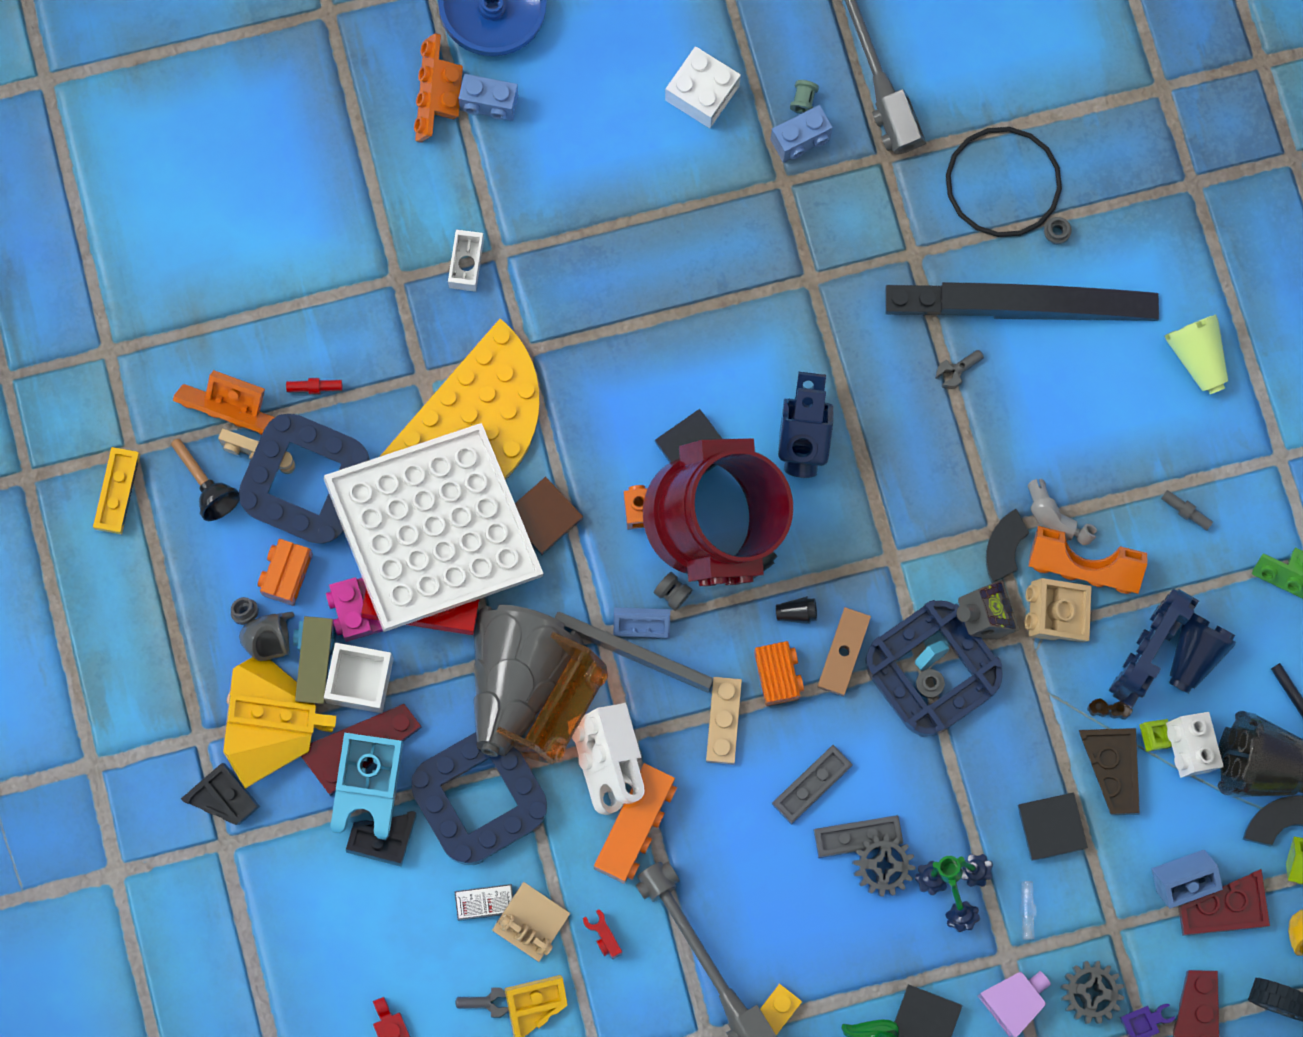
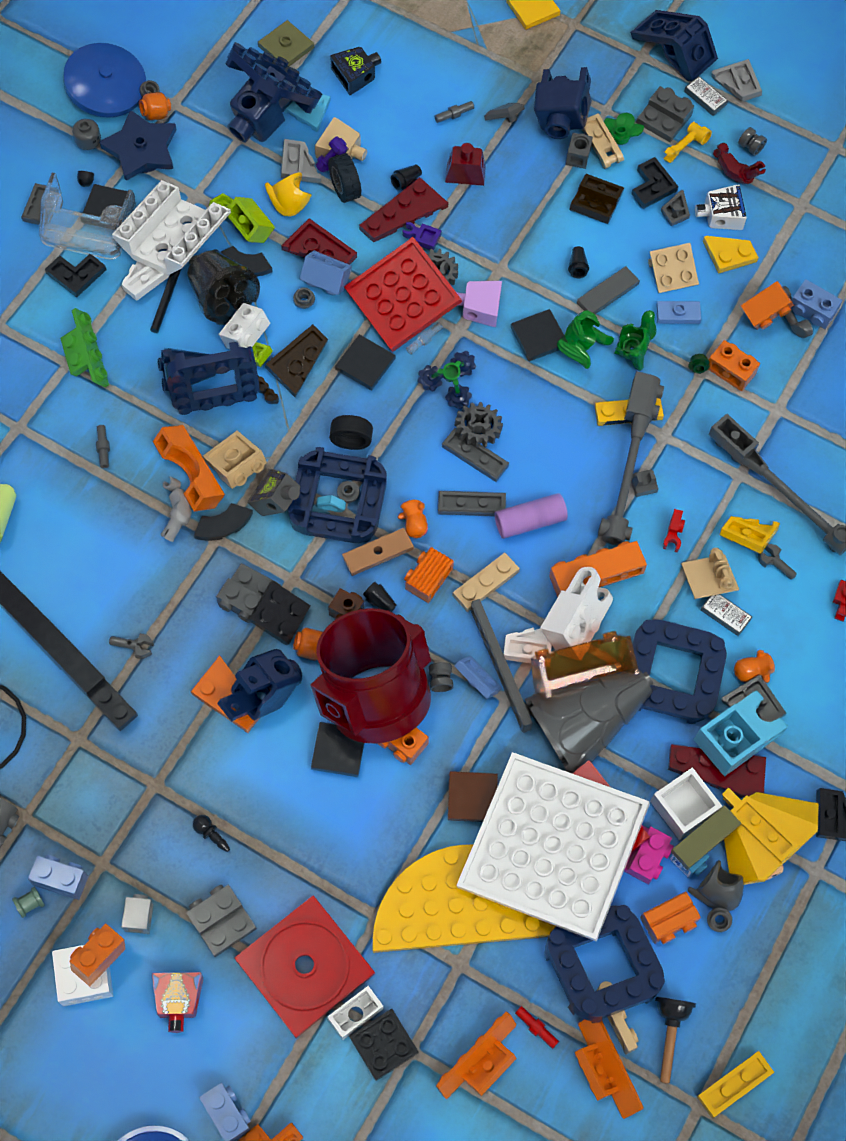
camera: 135 degrees left, 10 degrees down
(329, 318) = (483, 1062): none -> orange bracket
(413, 867) = (750, 667): none -> orange animal
(421, 261) = (383, 1044): none -> black tile
(558, 287) = (306, 997): none -> red piece
(614, 140) = (177, 997): none -> torso
(629, 687) = (522, 645): none -> white wing
(643, 228) = (220, 919): none -> dark grey plate
(678, 963) = (644, 483): none -> dark grey tile
(699, 97) = (97, 954): none -> orange brick
(710, 168) = (137, 914): none -> brick
(736, 282) = (203, 825): none -> black bar
(747, 817) = (530, 515): none -> lavender piece
(811, 510) = (306, 643): none -> orange head
(820, 563) = (344, 603): none -> reddish brown brick
(841, 713) = (416, 521): none -> orange animal
(849, 400) = (216, 685): none -> orange wing
(865, 510) = (279, 613): none -> black plate
(912, 504) = (243, 592): none -> dark grey plate
(984, 735) = (351, 432): none -> black tyre
(1092, 929) = (403, 294): none -> red plate
(1188, 834) = (304, 293): none -> dark grey plate

